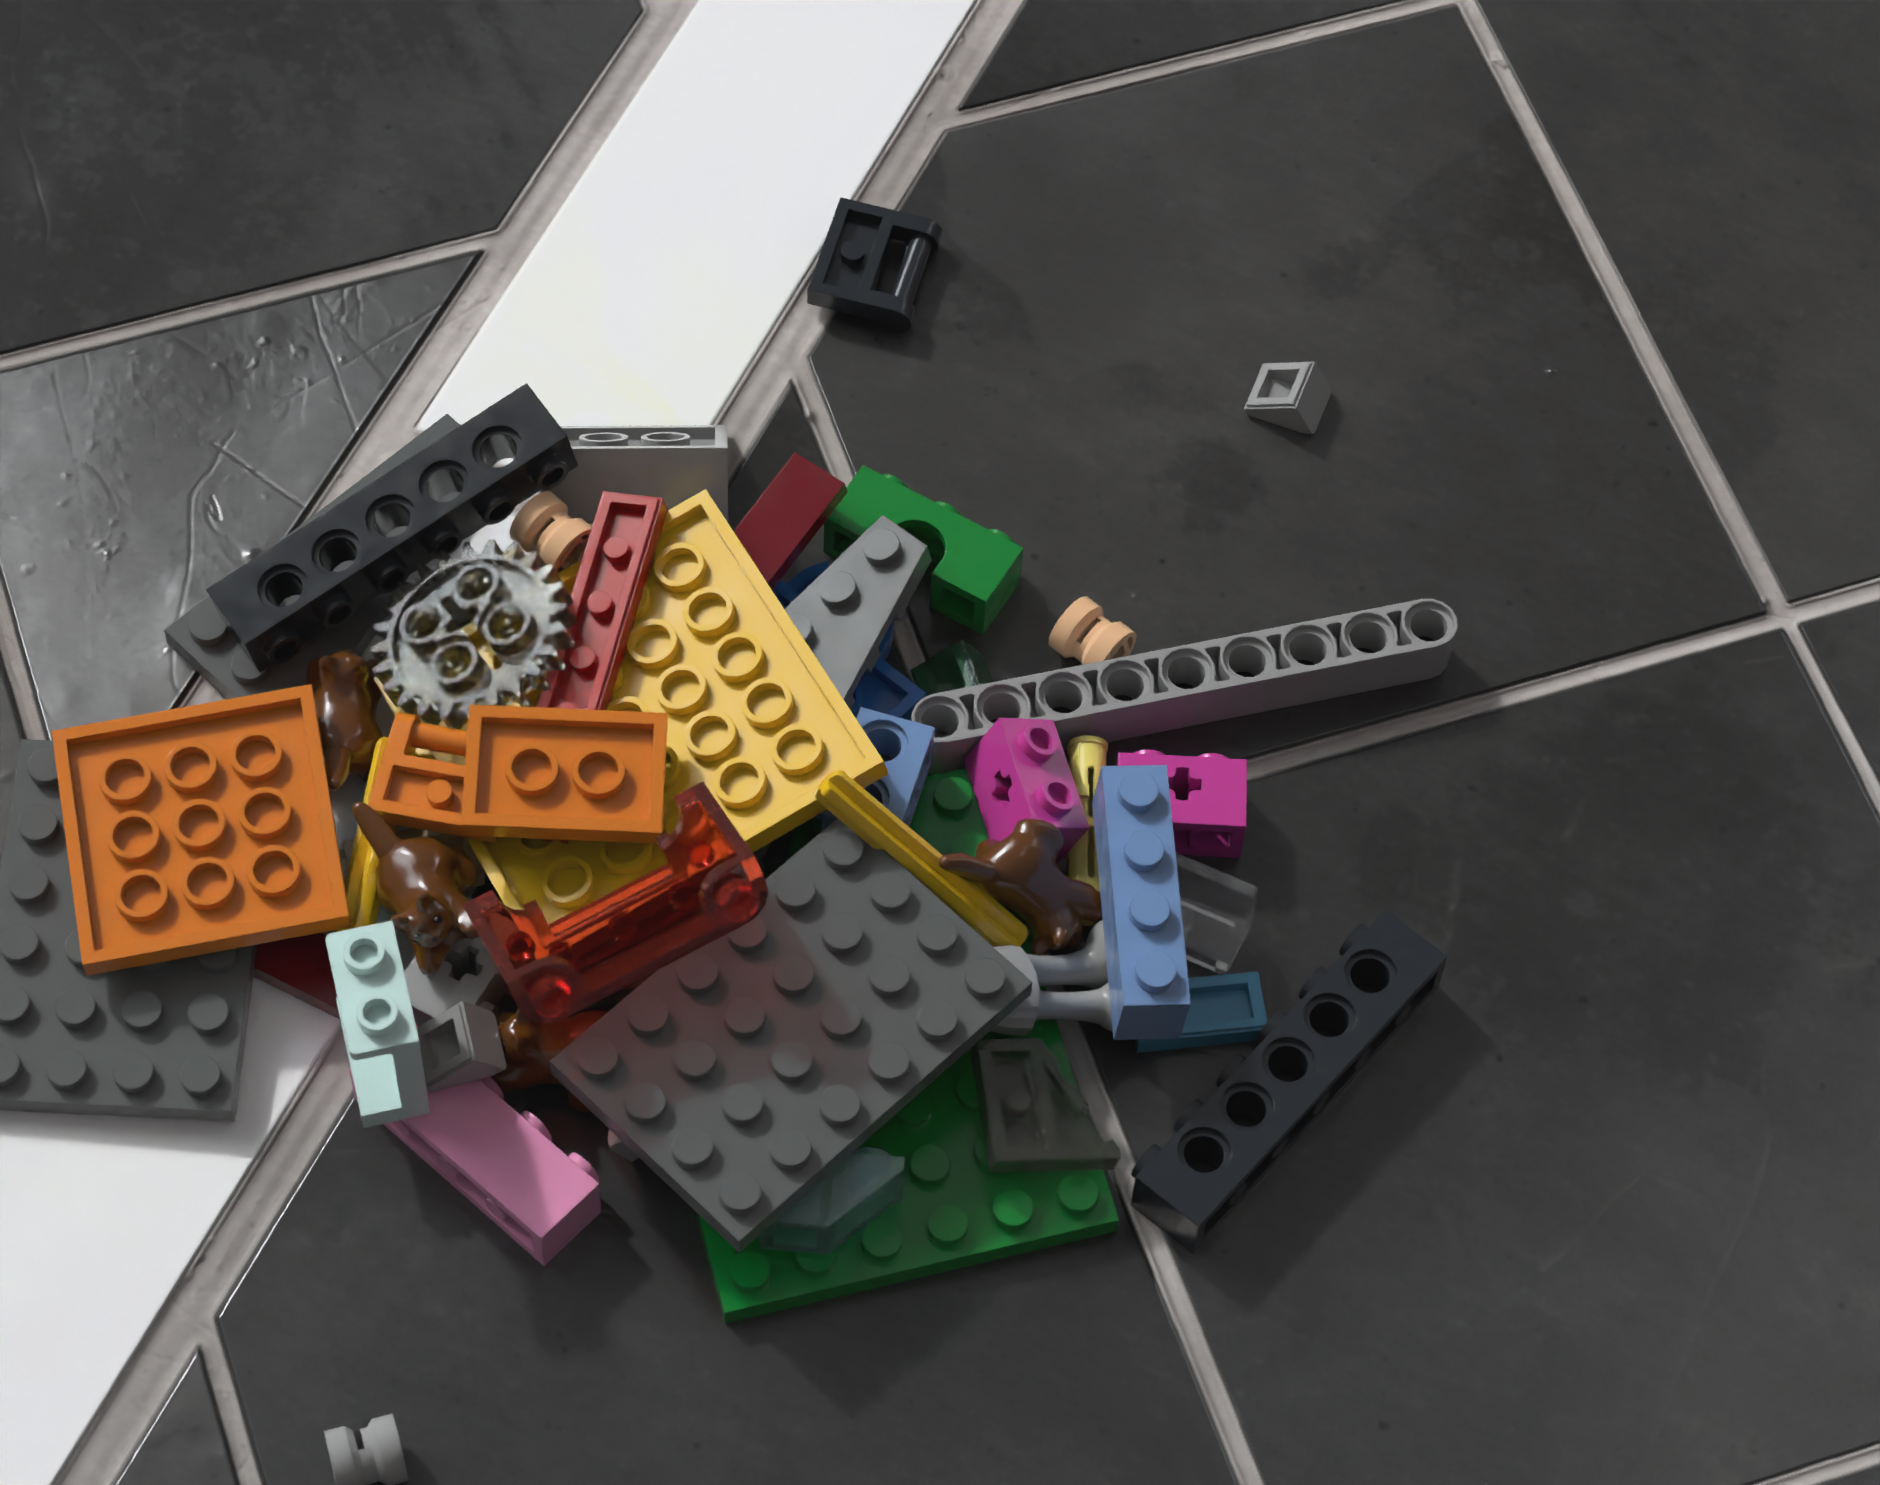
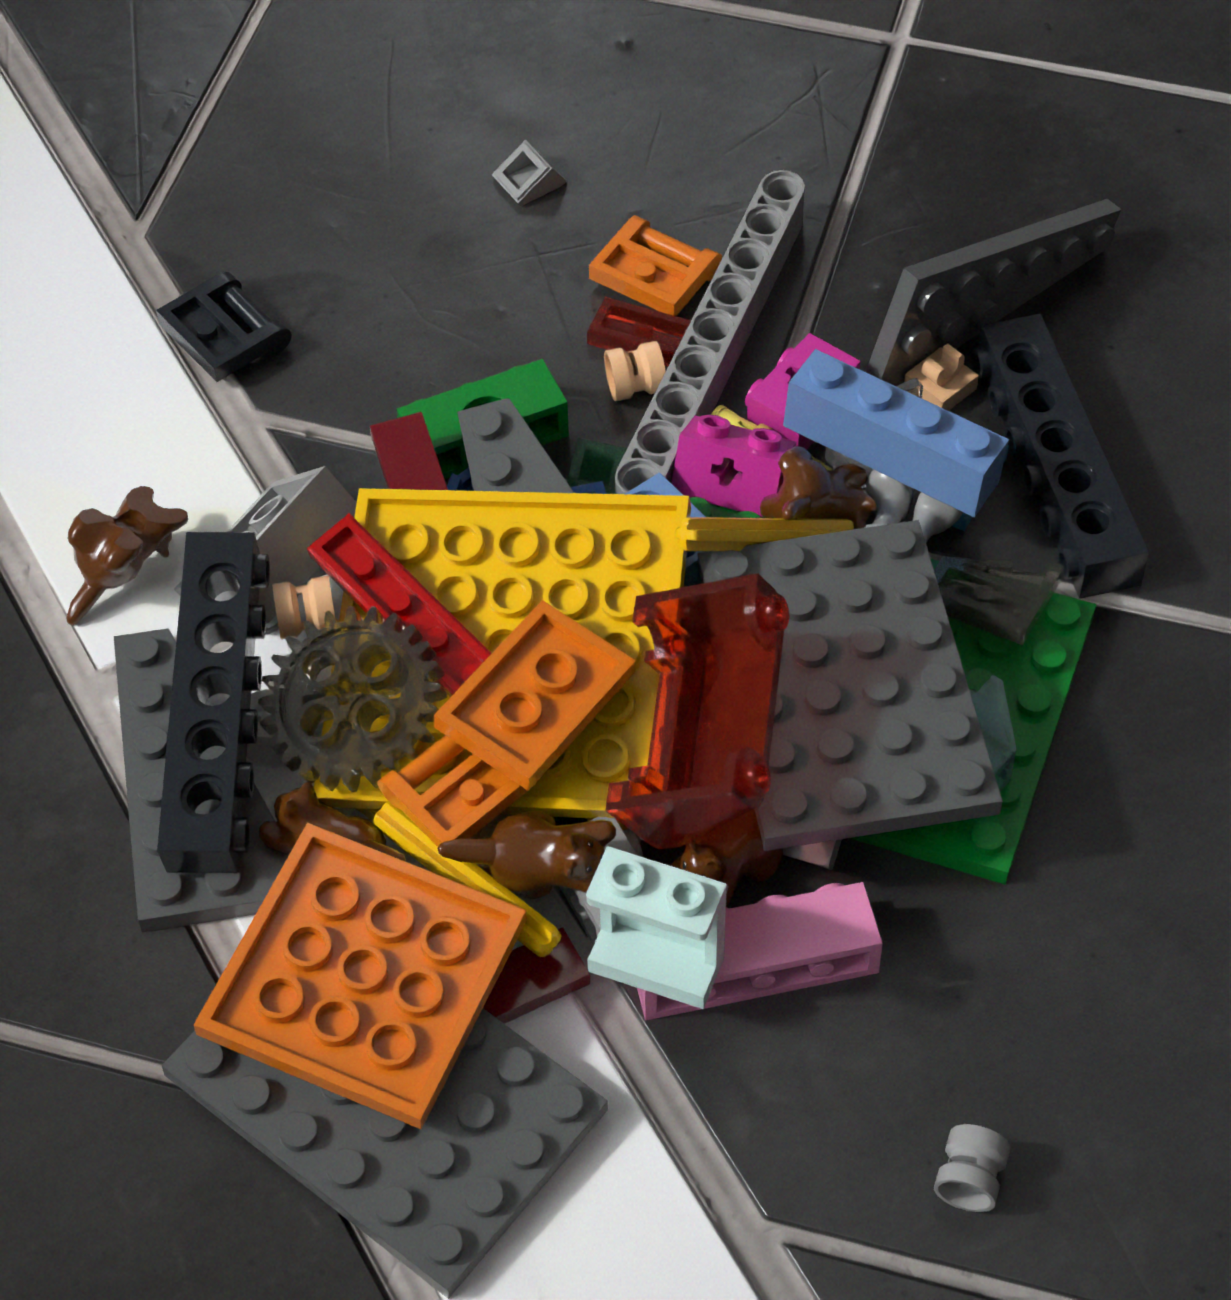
camera: 50 degrees left, 5 degrees down
(530, 348) = (114, 548): none -> reddish brown animal
(1132, 612) = (614, 334): none -> clear red tile
(1231, 573) = (648, 276): none -> orange plate
(1312, 922) = (944, 377): none -> light nougat tile
(1382, 861) = (982, 283): none -> dark grey wing

